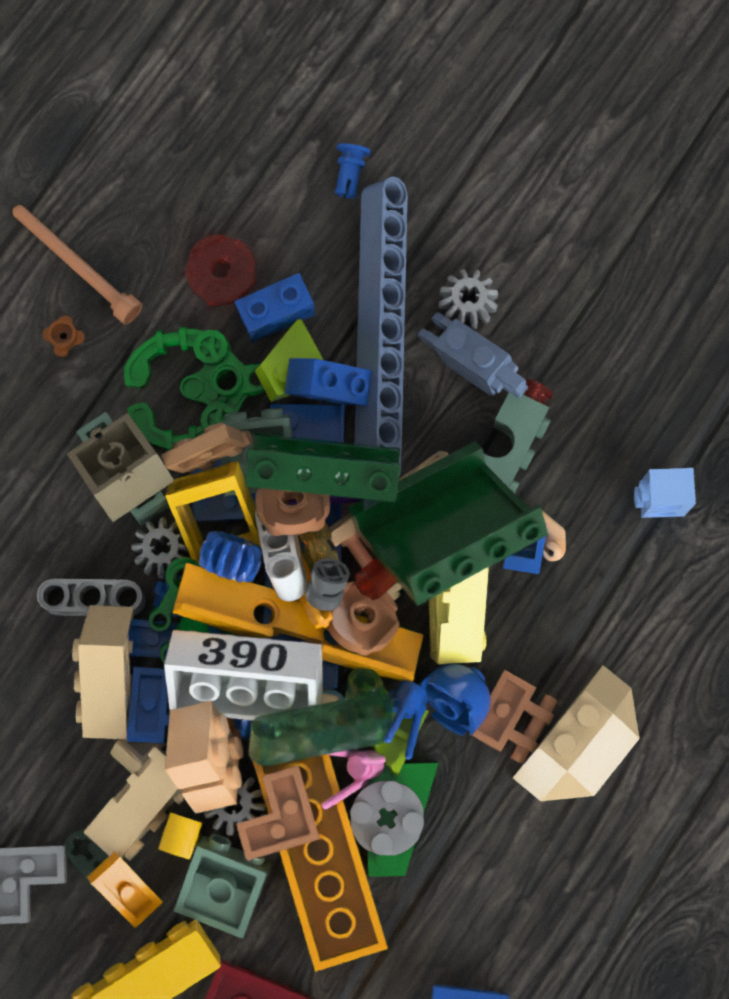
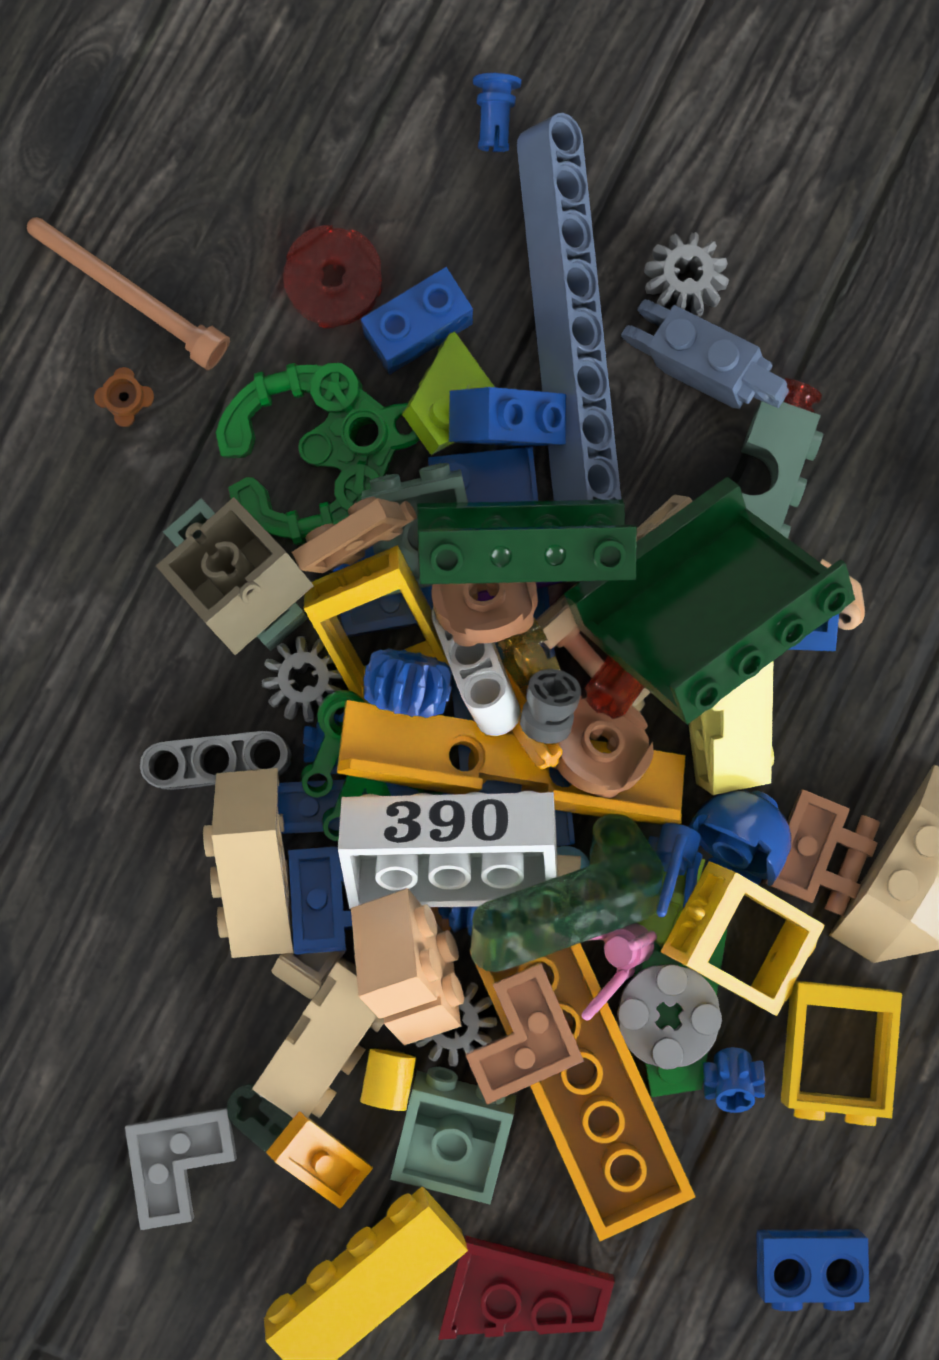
camera: 10 degrees left, 5 degrees up
(421, 750) = (697, 936): none -> yellow window
(428, 871) = (734, 1080): none -> blue gear
(518, 822) = (856, 1109): none -> yellow window

